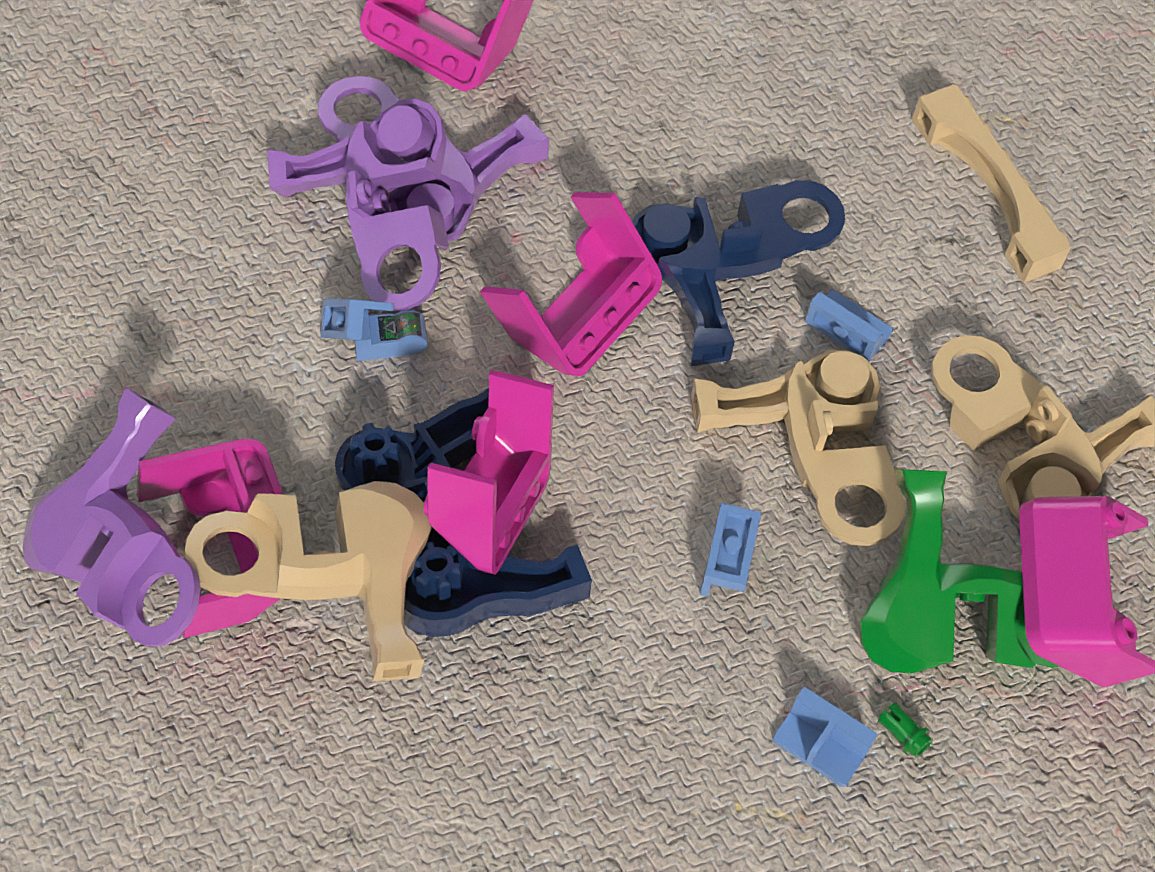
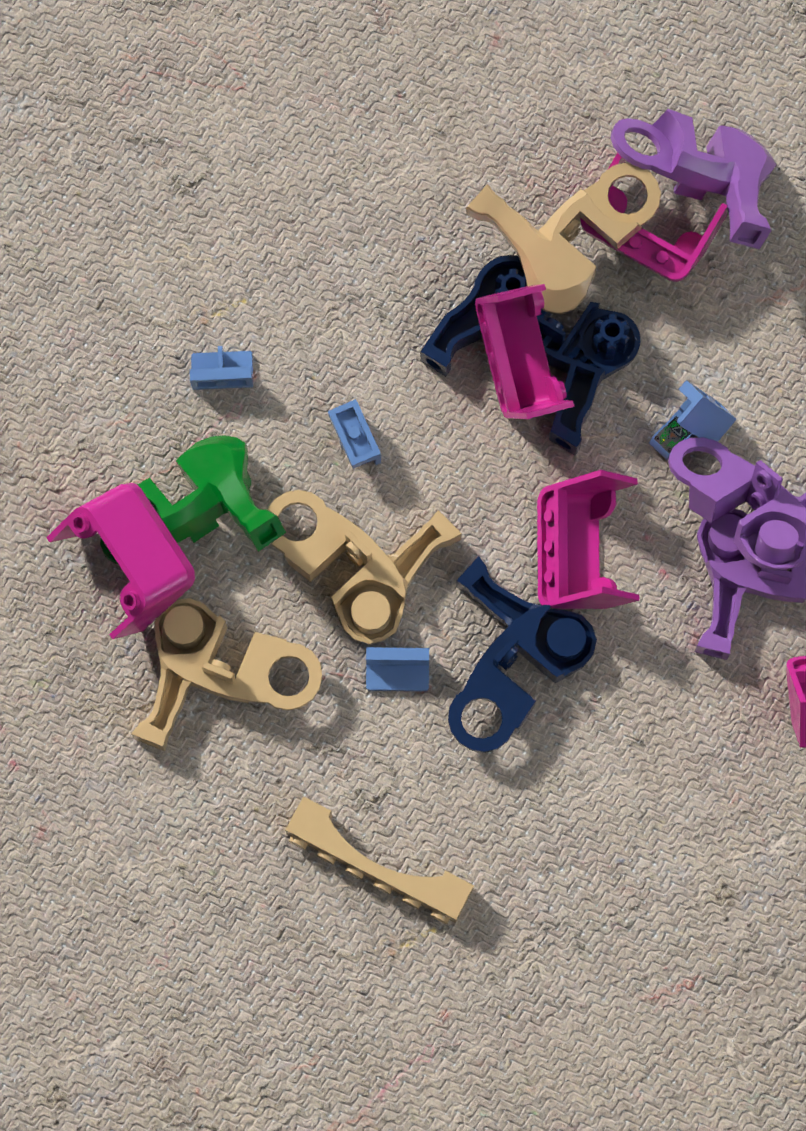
camera: 150 degrees right, 15 degrees up
(906, 730) = (177, 408): green pin -> none

